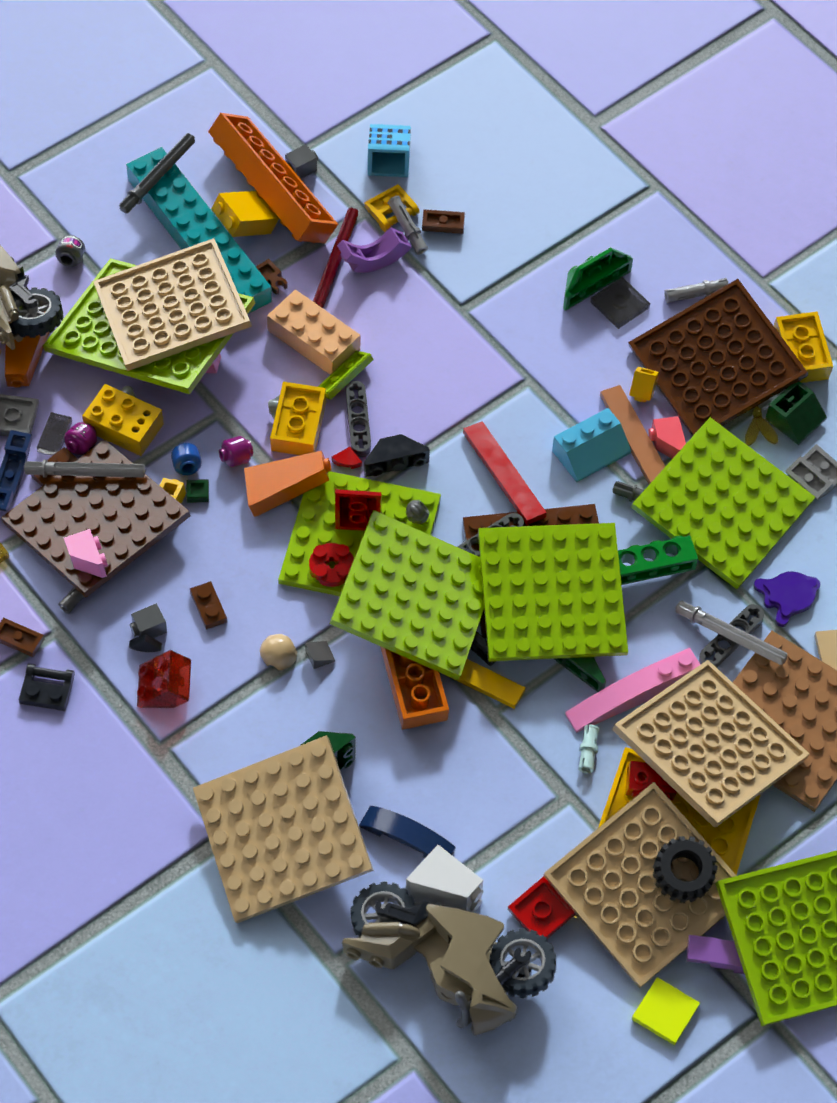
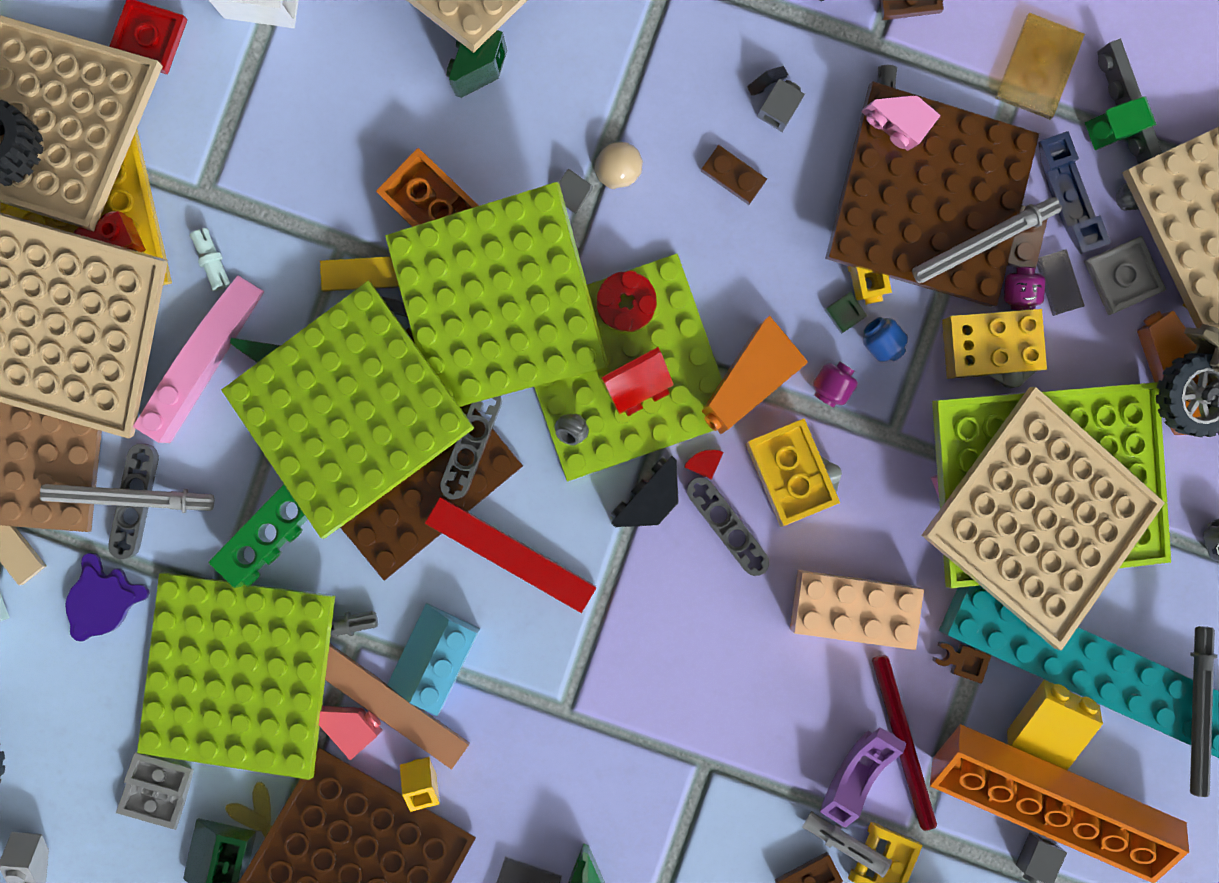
camera: 150 degrees right, 30 degrees up
(164, 681) = (714, 45): clear red slope -> none
(345, 373) = (782, 574): lime tile -> none
(403, 830) = (342, 34): dark blue slope -> none

